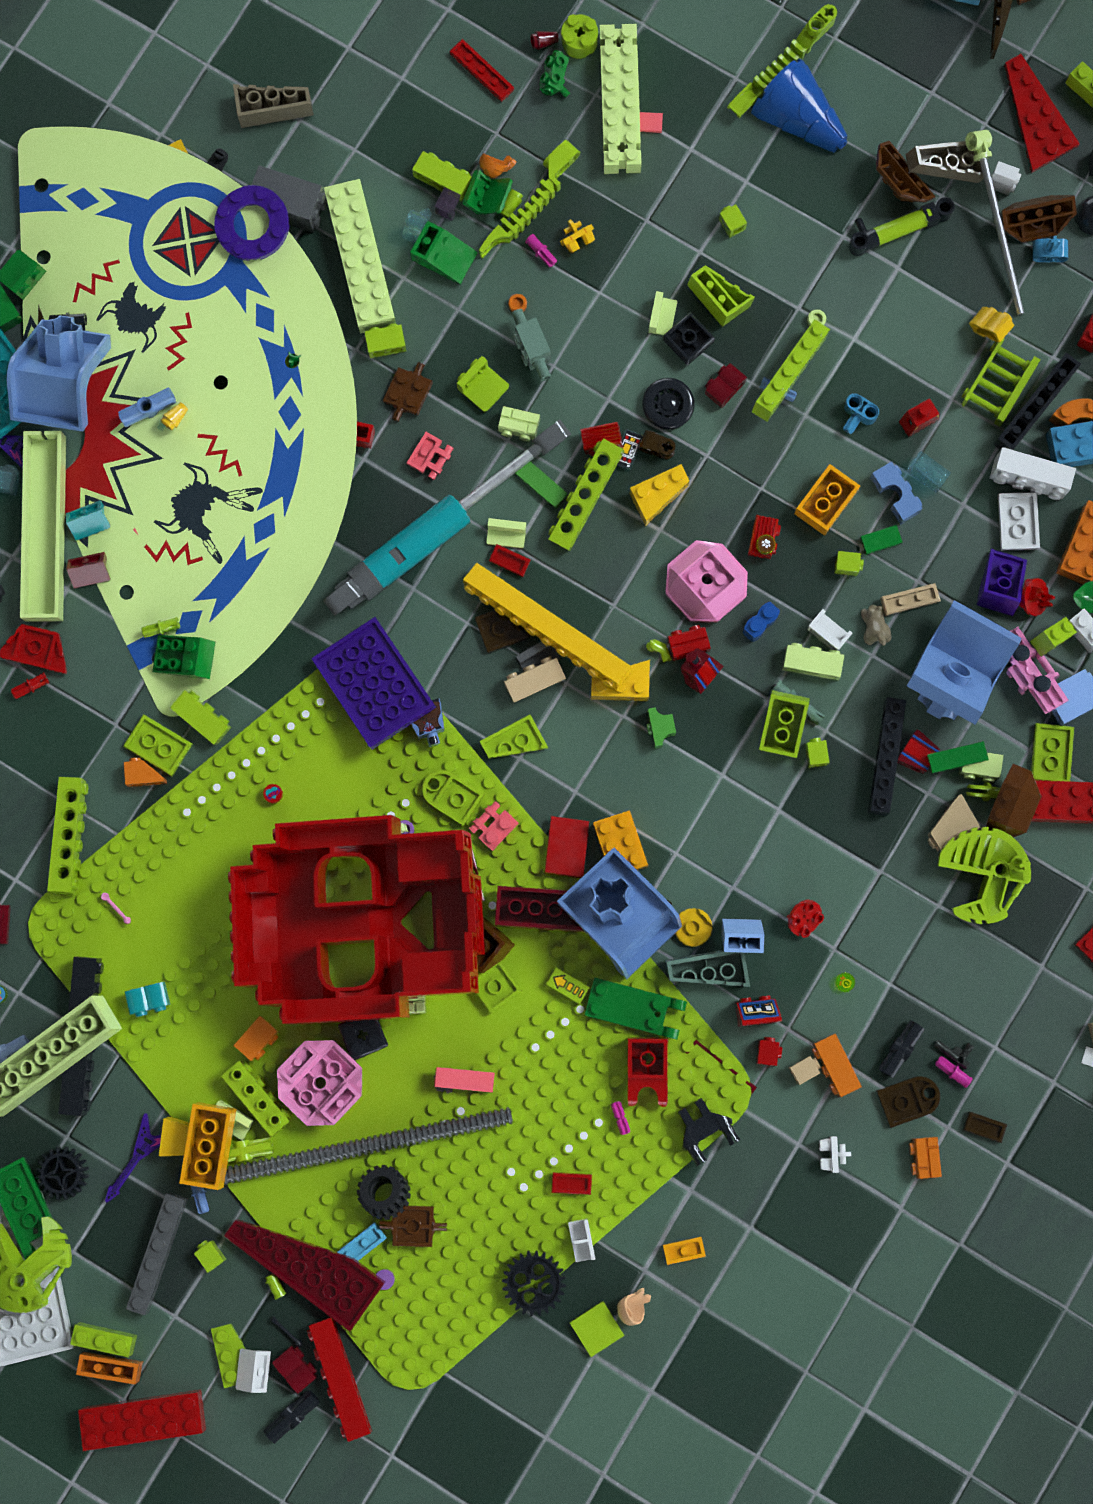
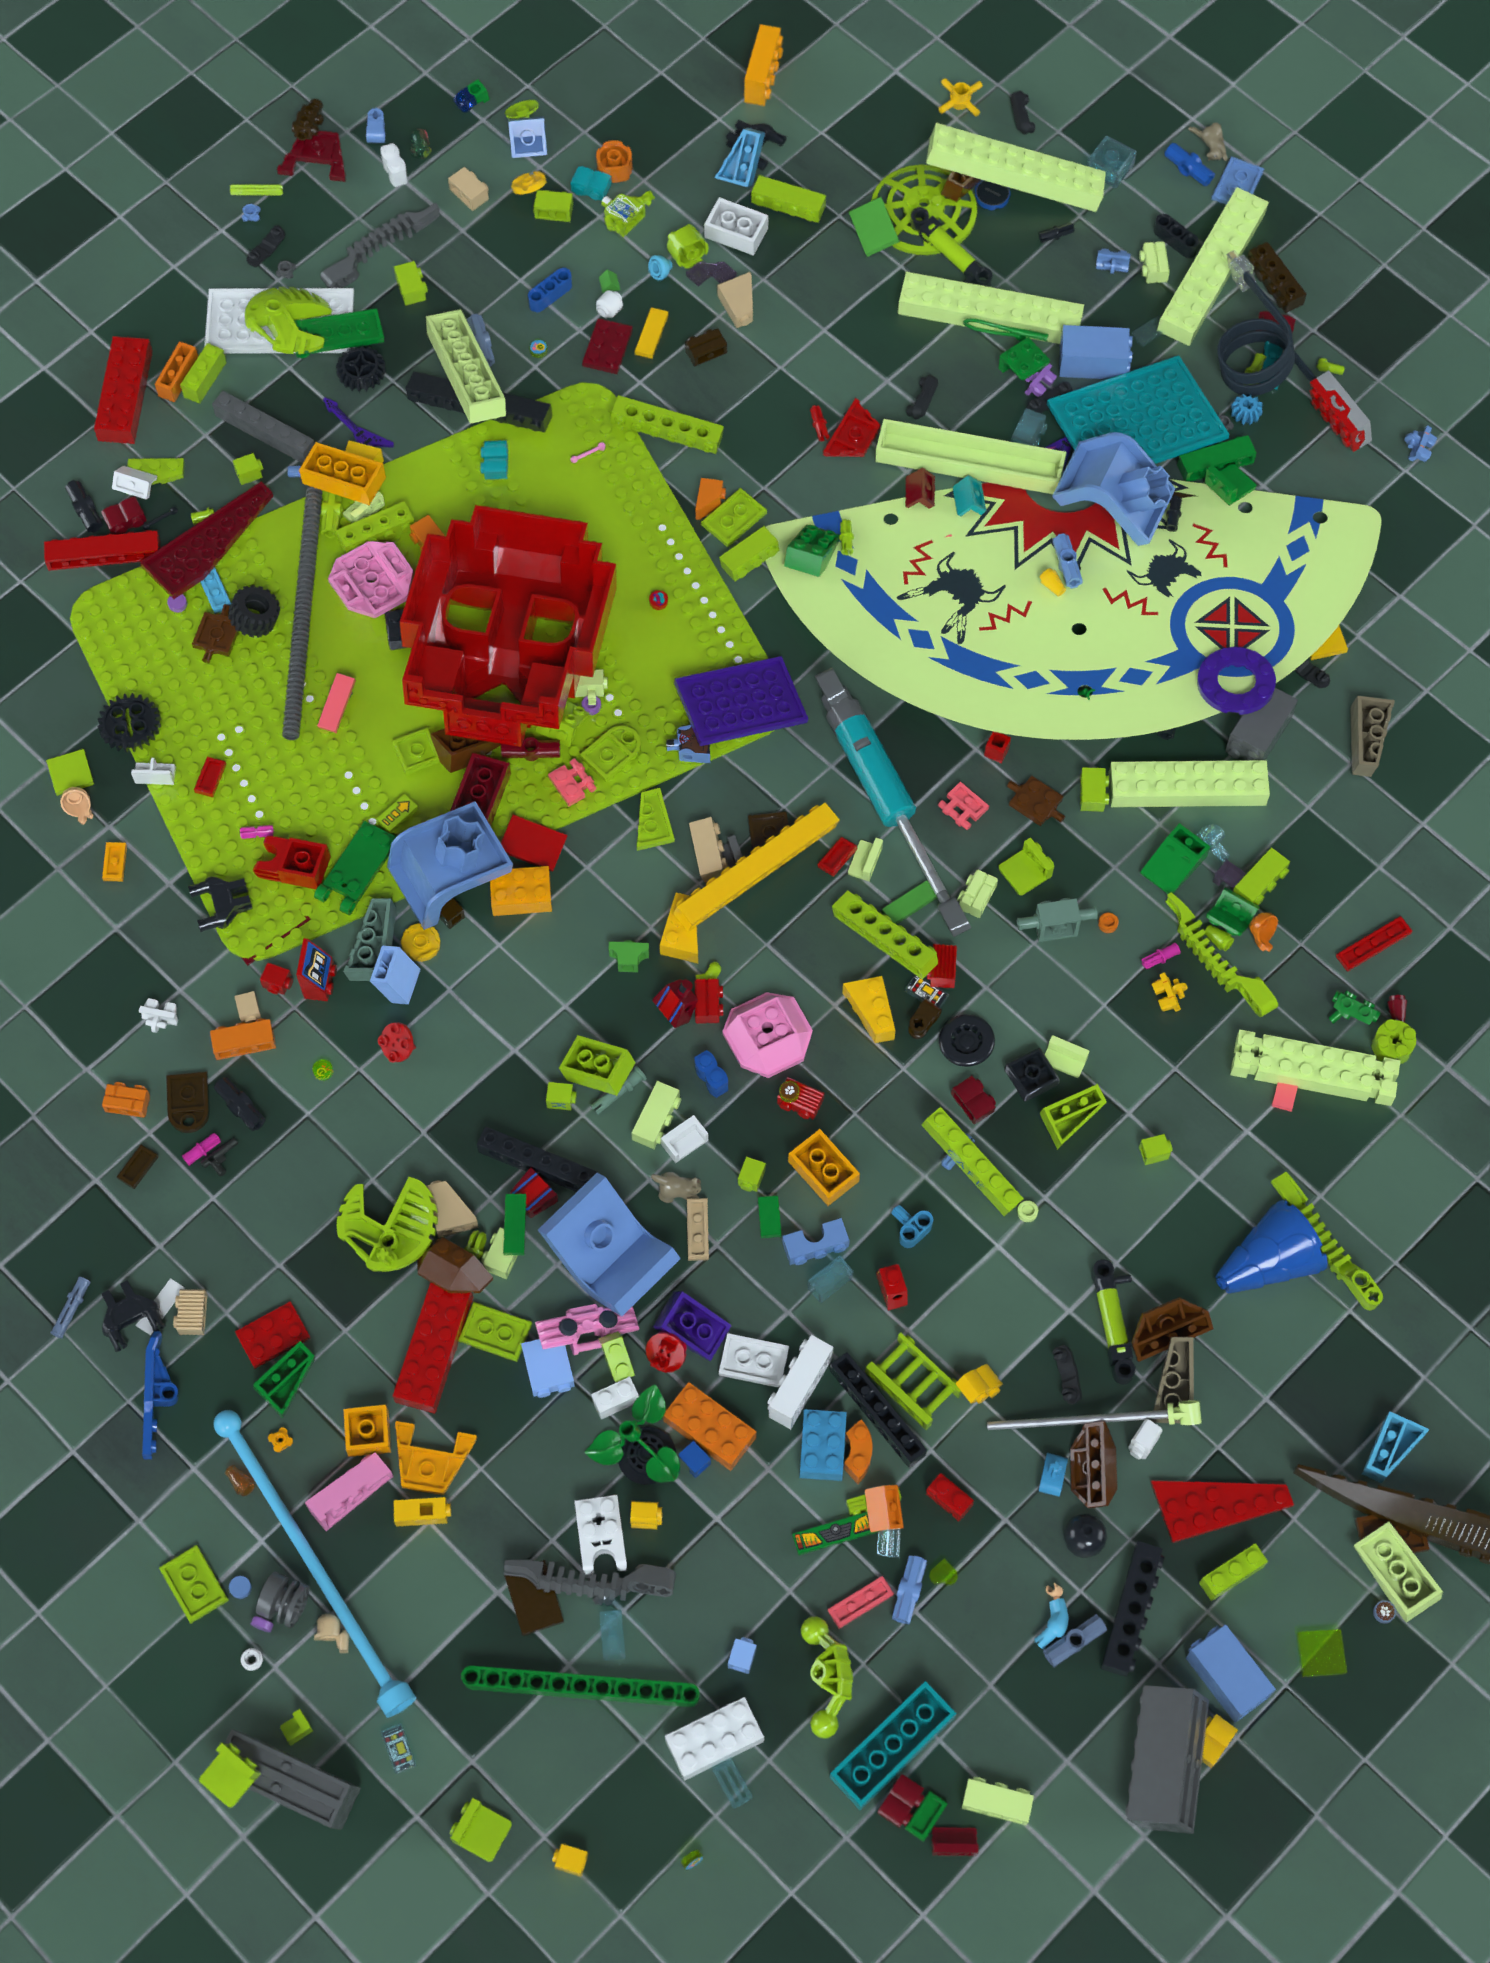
camera: 100 degrees right, 15 degrees down
(958, 254) = (1069, 1374): none -> black piece

